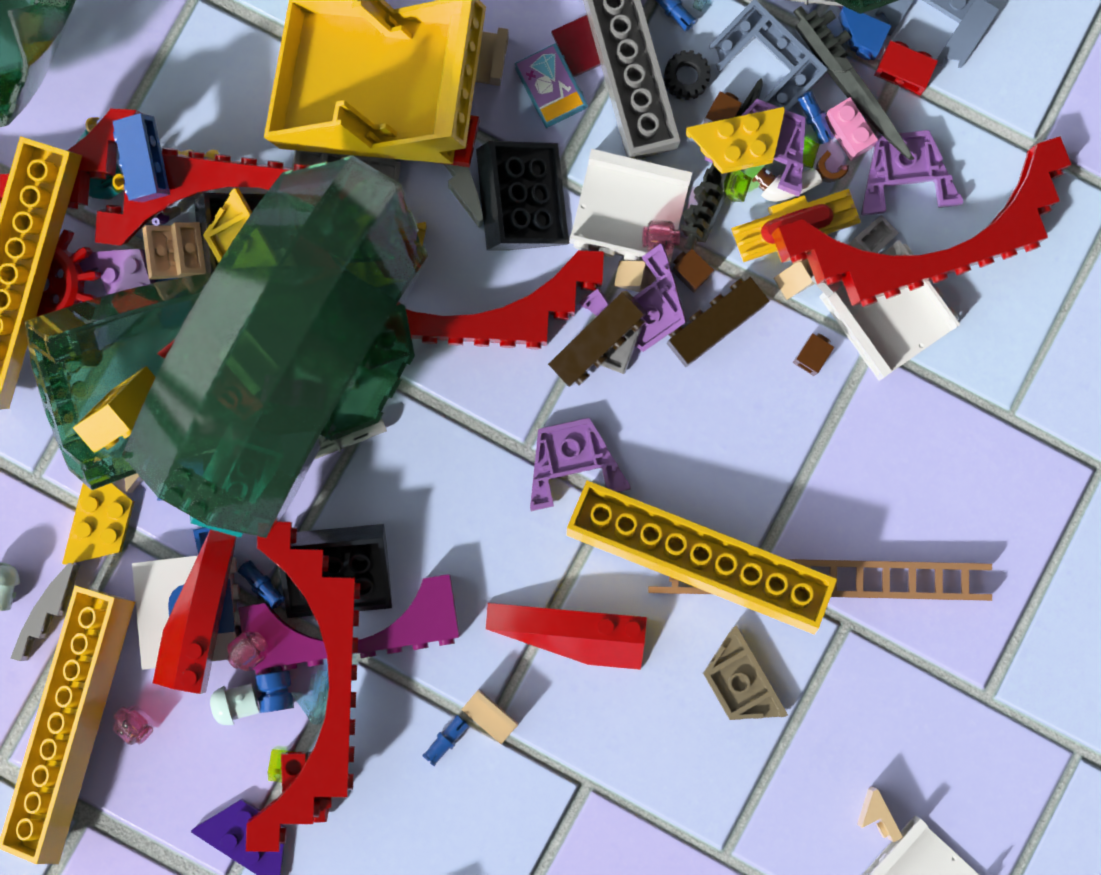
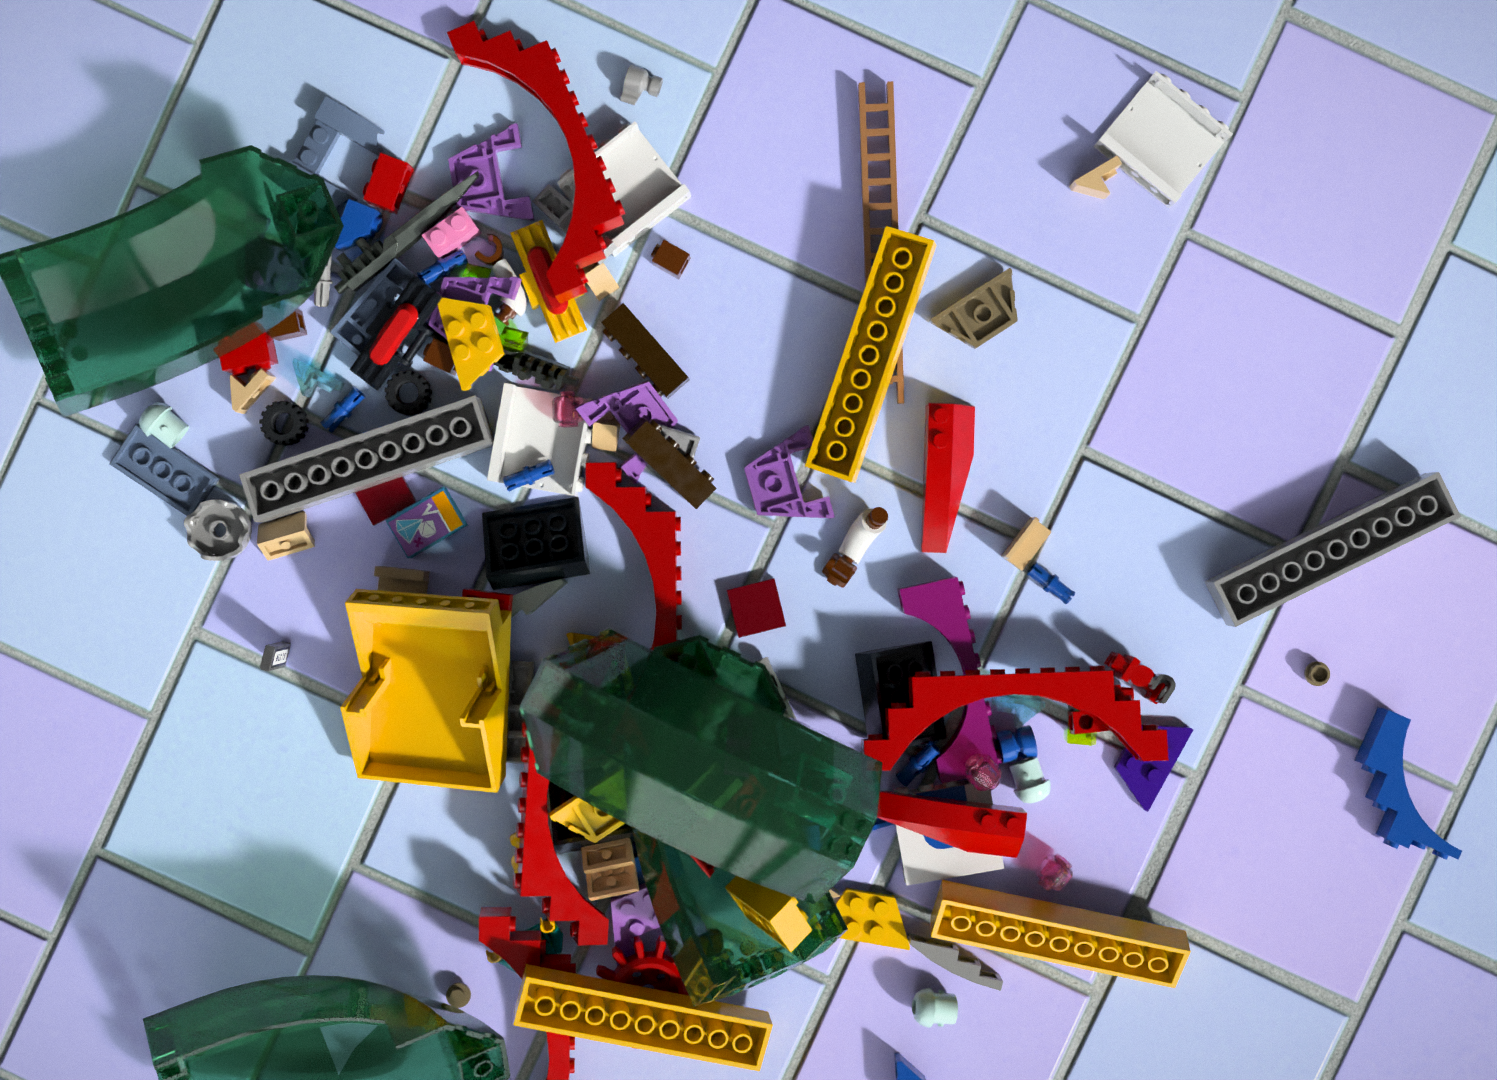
camera: 90 degrees left, 5 degrees up
(54, 88) = (458, 995): none -> dark tan plate
(141, 158) = (526, 908): brick -> none
(166, 215) = (576, 879): piece -> none
(339, 828) = (1128, 668): none -> red hips
(439, 423) = (756, 608): none -> dark red tile
(500, 531) = (856, 542): none -> piece
(594, 192) = (528, 475): none -> blue pin
(691, 269) = (597, 378): reddish brown brick -> none
(753, 58) = (391, 327): none -> black piece
(1002, 330) = (636, 82): none -> light grey piece

